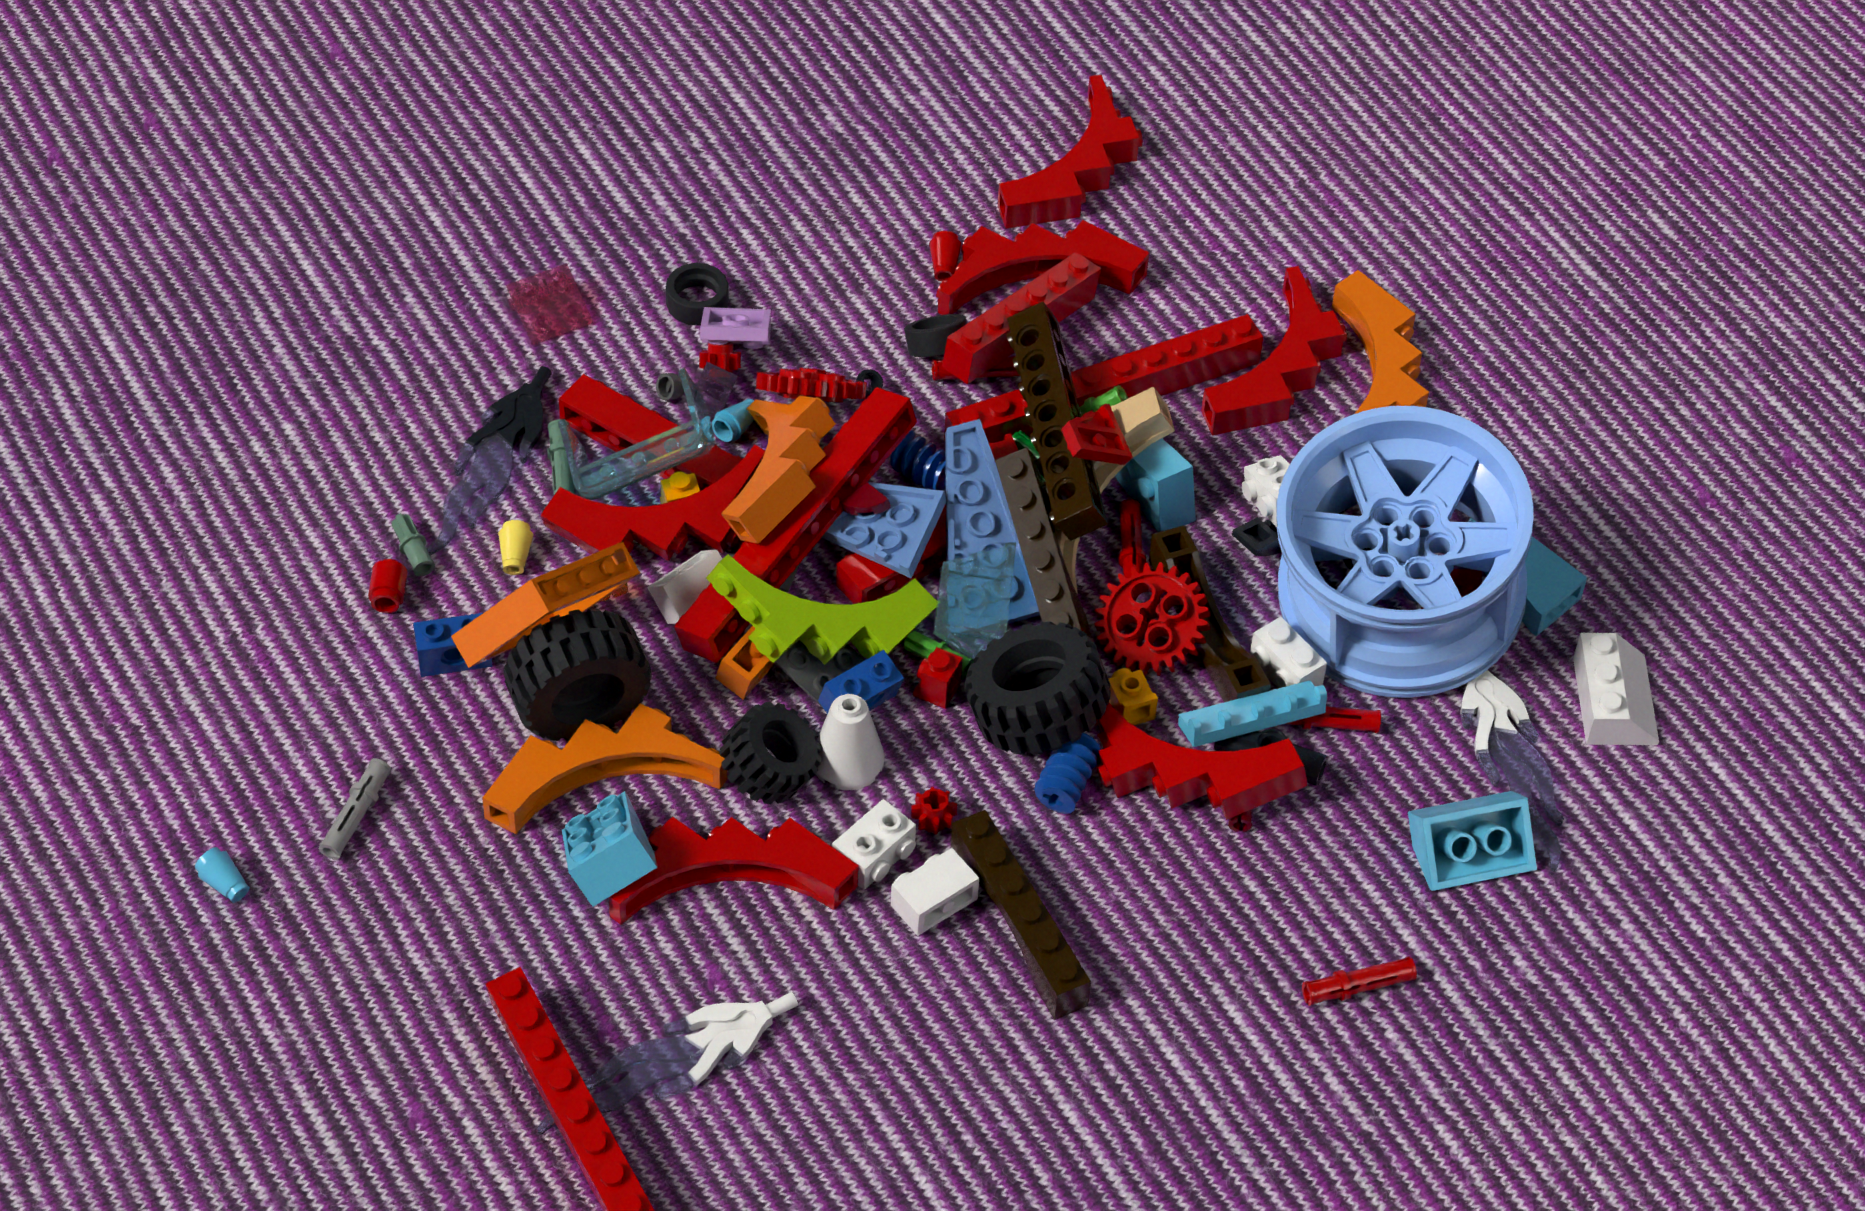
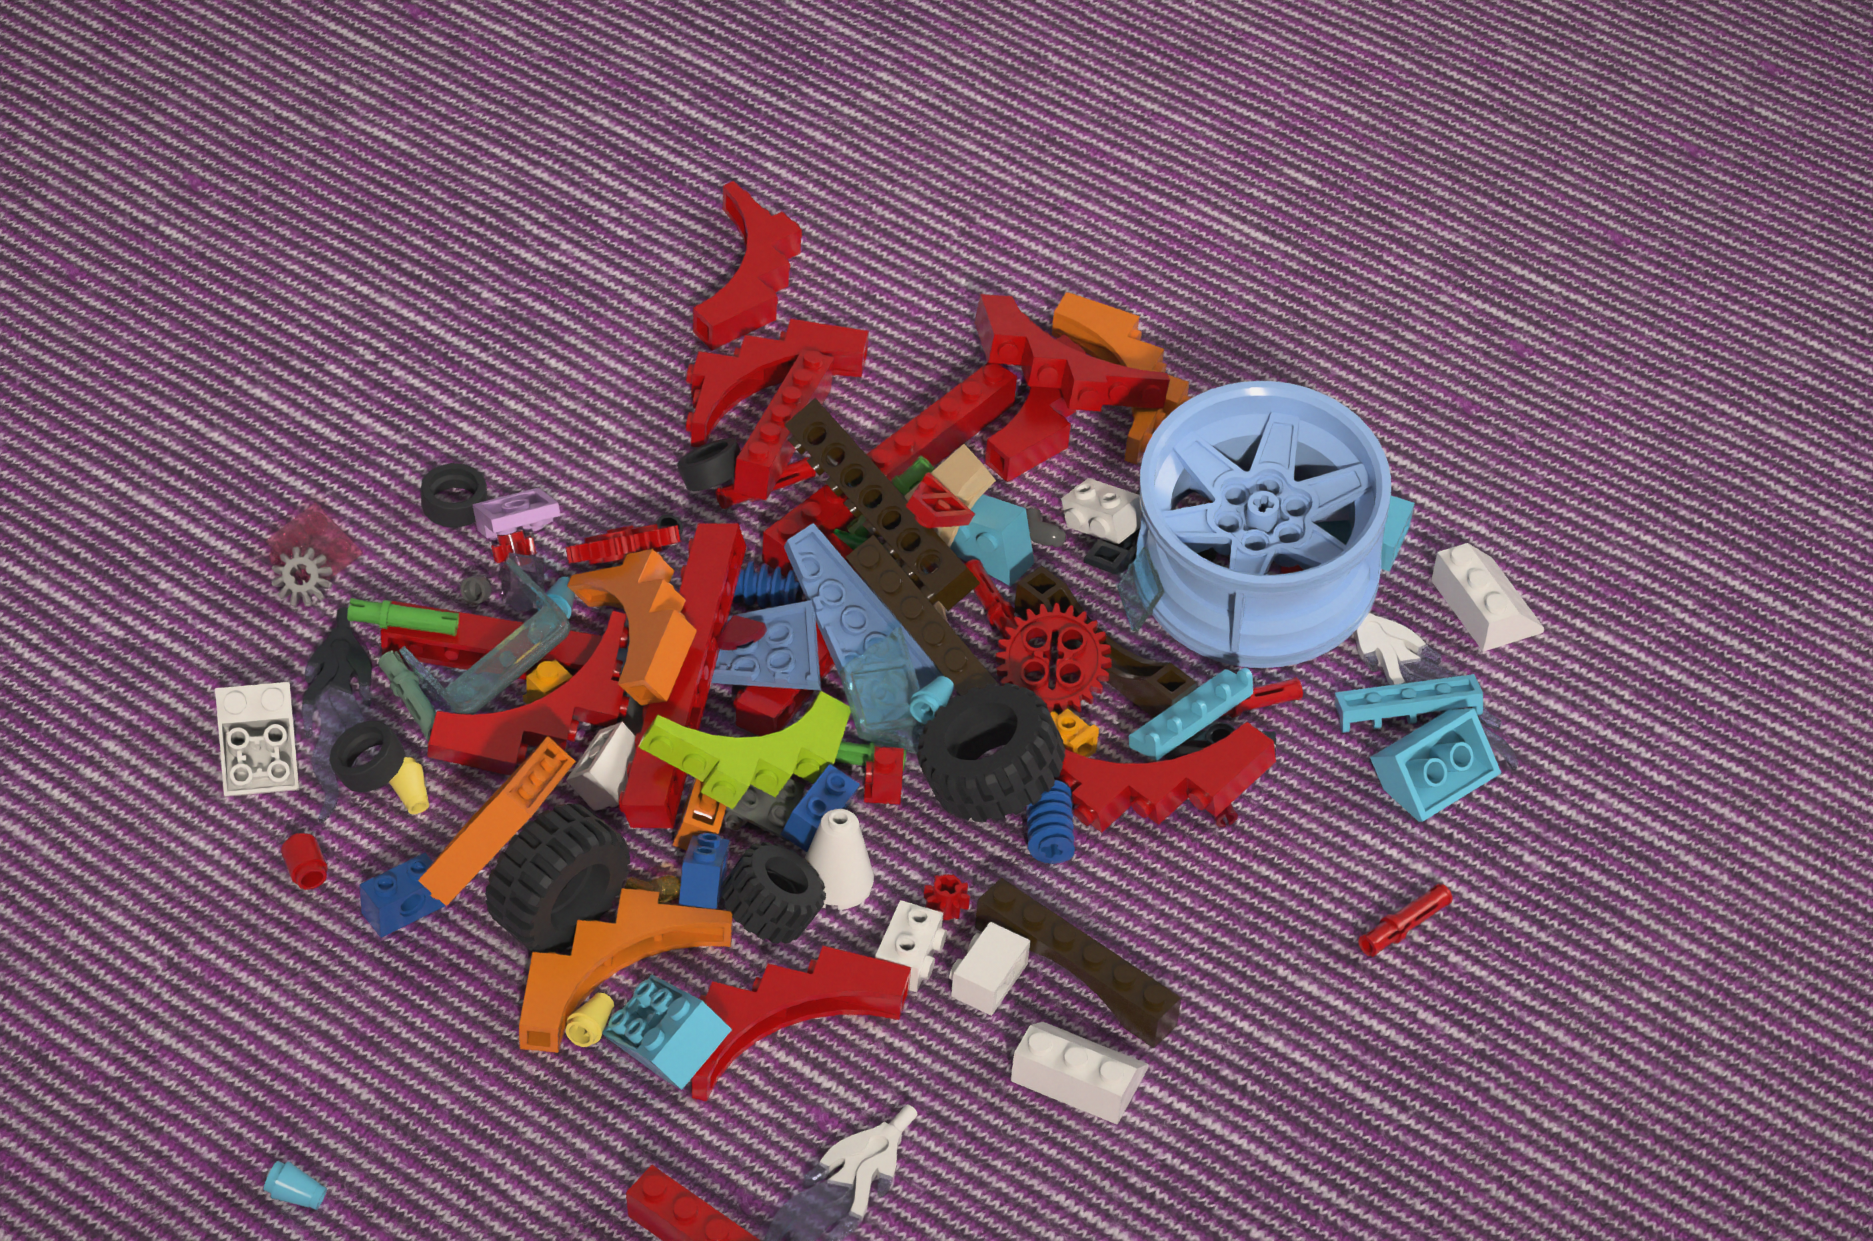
camera: 25 degrees left, 5 degrees down
(362, 796) = (392, 1044): light grey pin -> none
(406, 462) = (256, 739): none -> white slope
(412, 545) = (305, 815): sand green axle -> none
(490, 522) = (379, 769): none -> black tyre
(508, 329) = (313, 570): none -> light grey gear
(553, 814) = (589, 1021): none -> light yellow cone
(569, 386) = (393, 615): none -> bright green pin
(681, 714) = (667, 886): none -> clear yellow arm
(718, 710) = (704, 871): none -> blue brick
(944, 253) = (672, 389): red cone -> none
(967, 1014) = (1076, 1071): none -> white slope
(1012, 617) = (931, 698): none -> medium azure cone
(1216, 493) = (1043, 532): none -> dark grey arm
(1271, 582) = (1140, 589): none -> clear light blue piece
(1286, 655) = (1192, 652): white brick -> none
(1297, 335) = (1045, 362): none -> red arch
(1478, 768) = (1408, 700): none -> medium azure hinge

